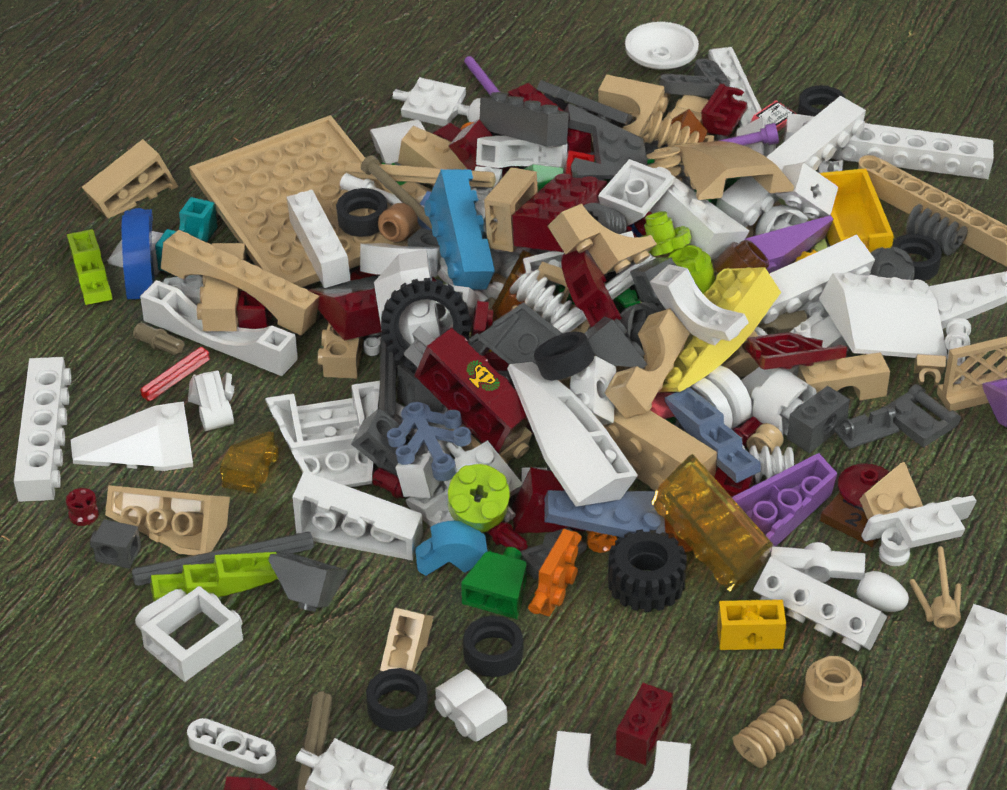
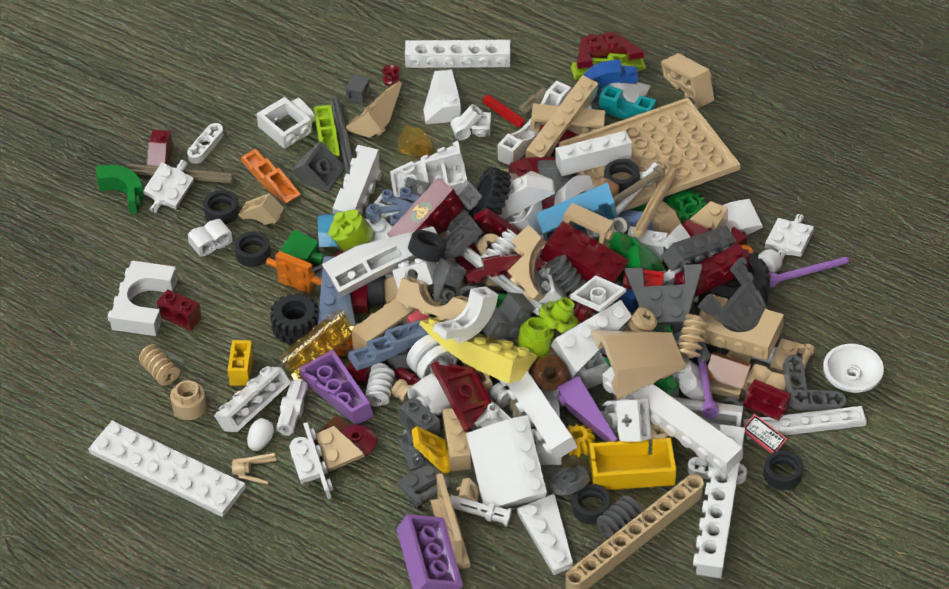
camera: 95 degrees right, 5 degrees up
(45, 268) = (602, 45): none -> dark red wing
(326, 639) = (270, 177): none -> orange slope
(868, 401) = (433, 448): none -> yellow wing

